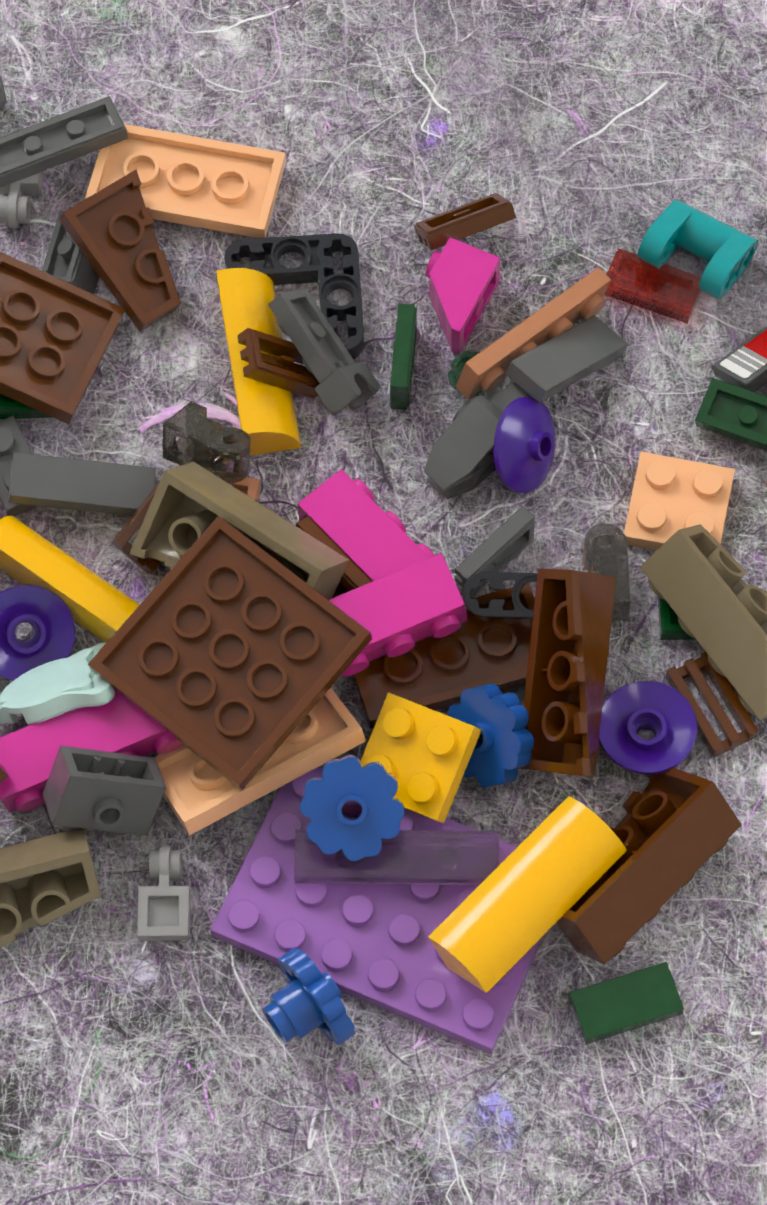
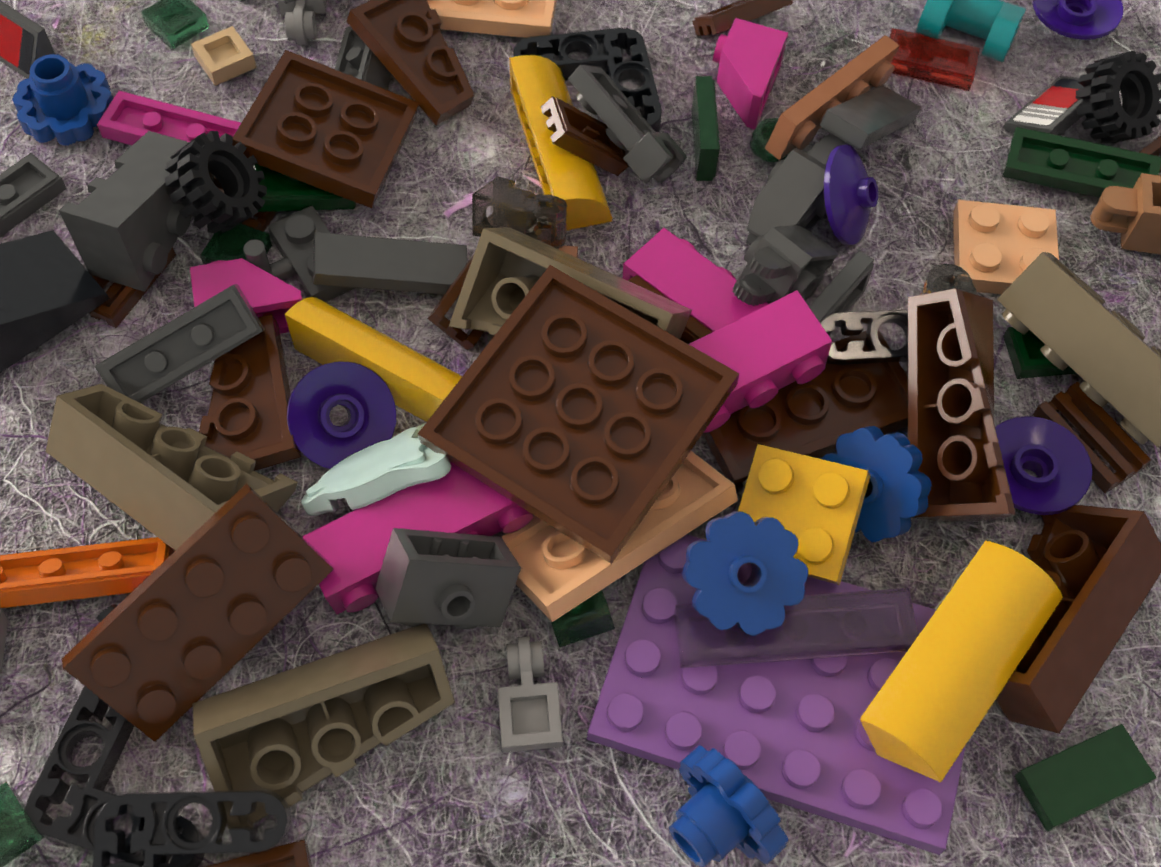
camera: 10 degrees left, 5 degrees down
(219, 836) = (584, 621): none -> clear green plate
(450, 517) = (782, 263): none -> dark grey hinge

